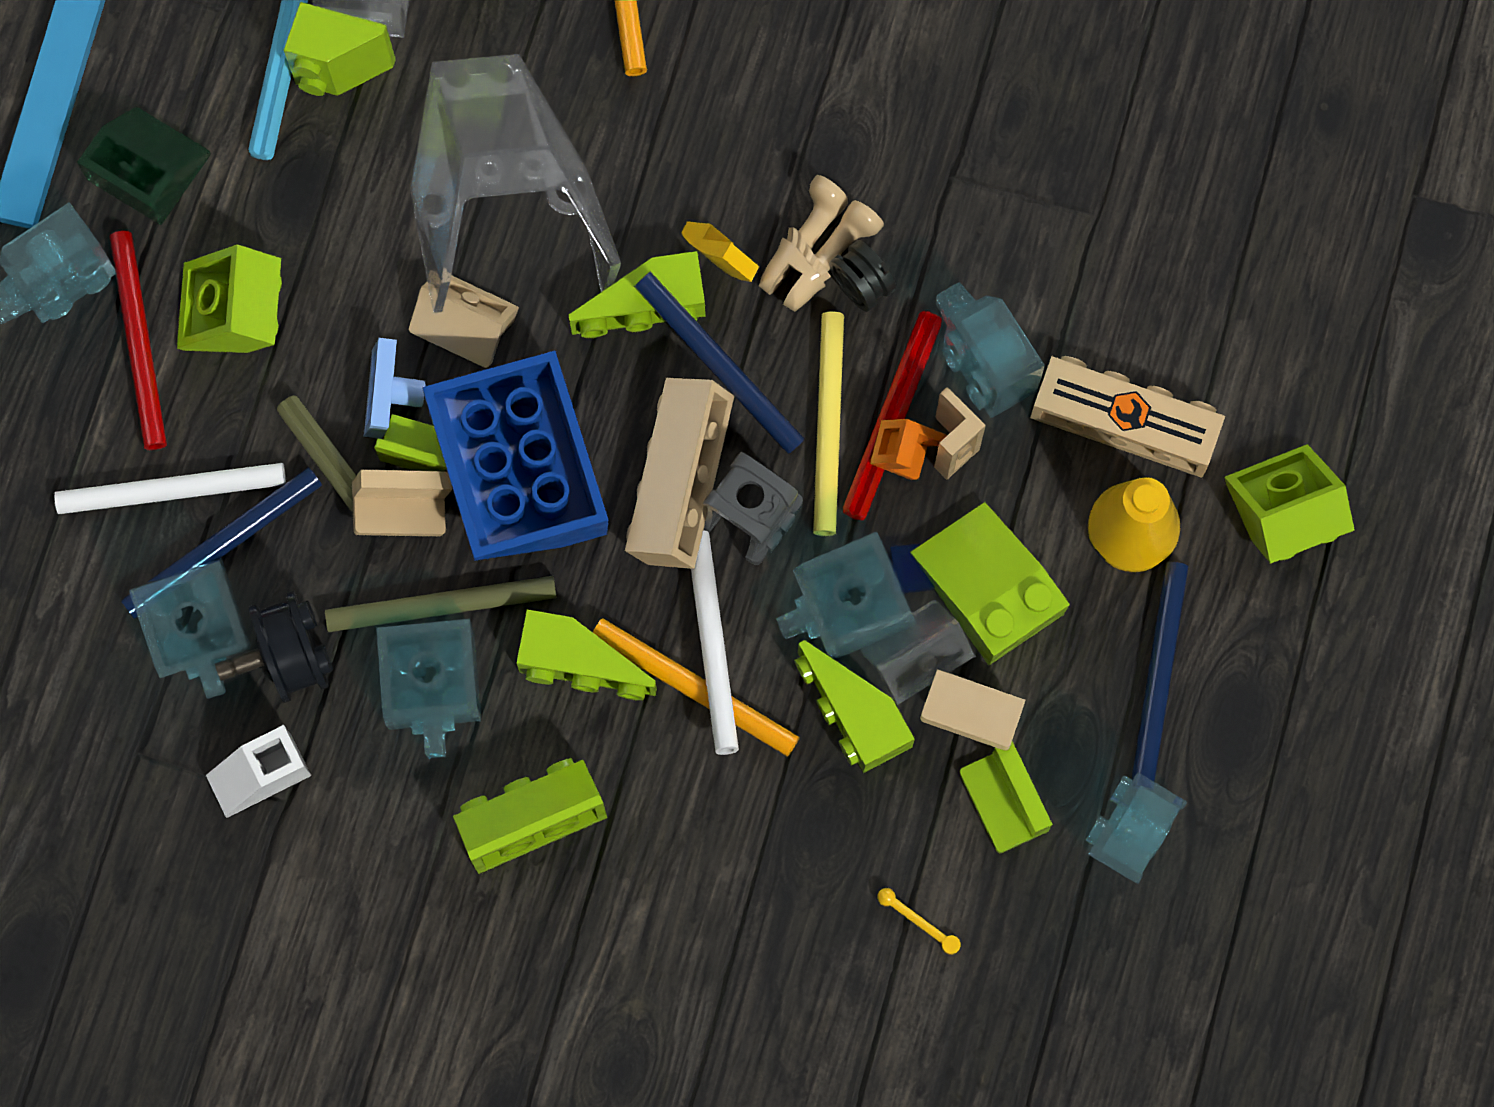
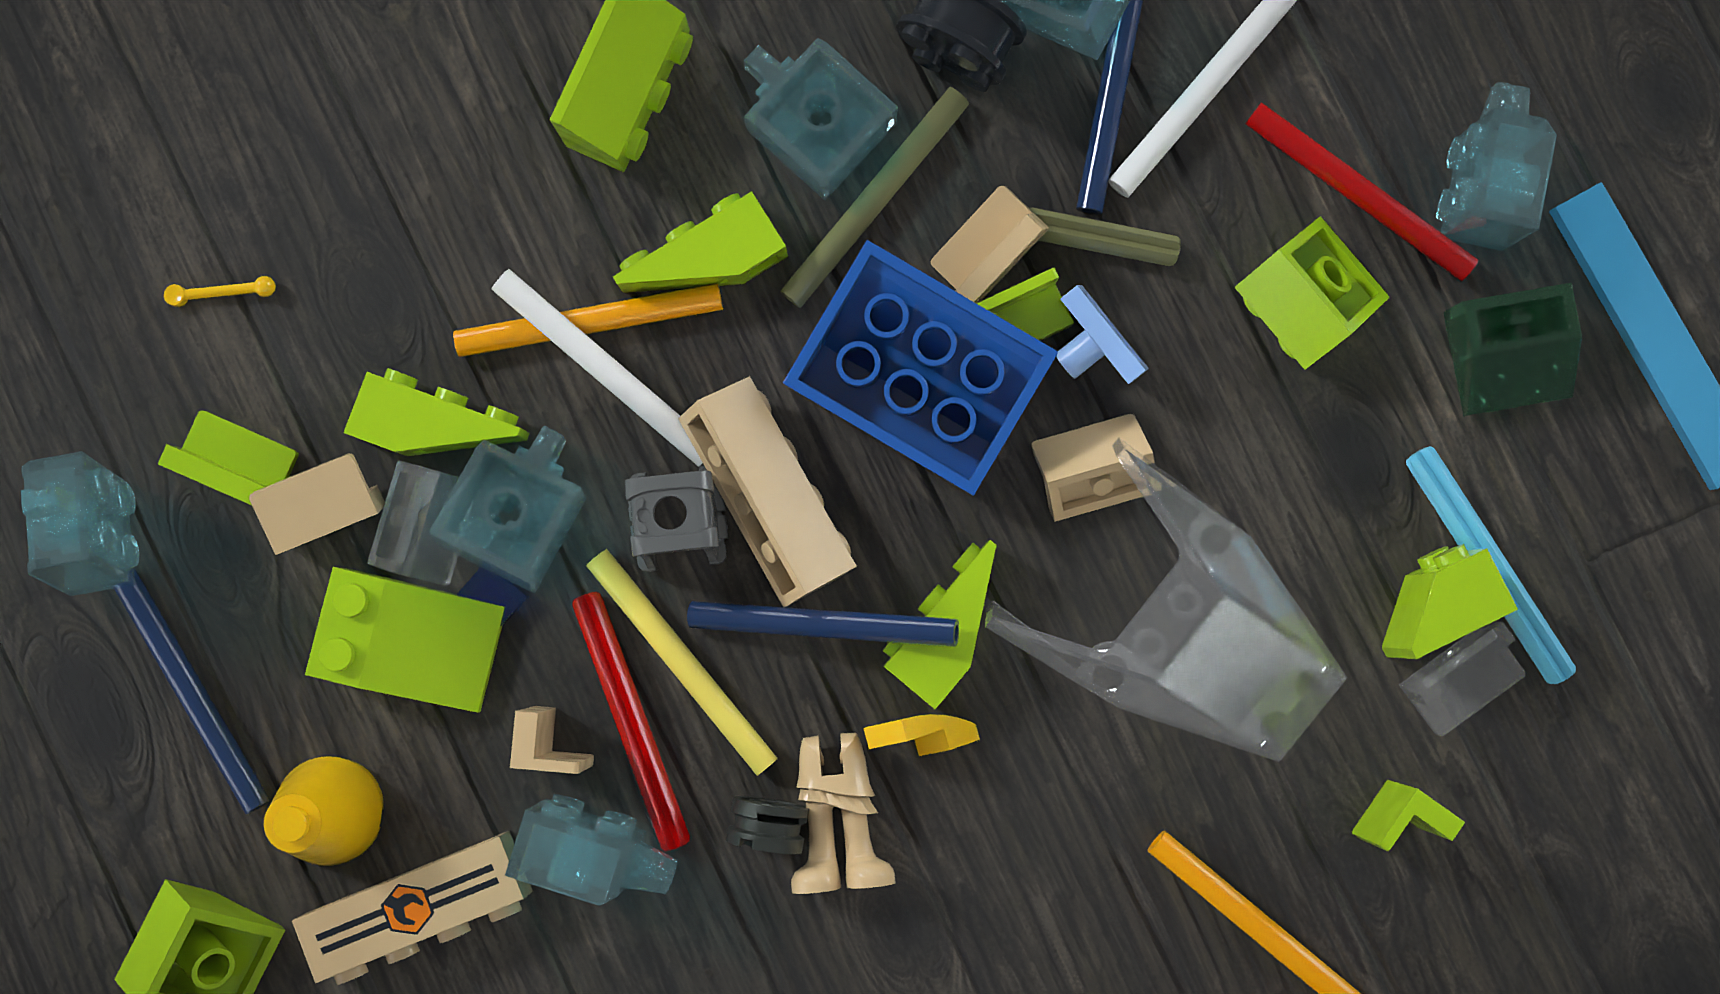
camera: 140 degrees right, 10 degrees up
(903, 446) = (591, 693): orange panel -> none

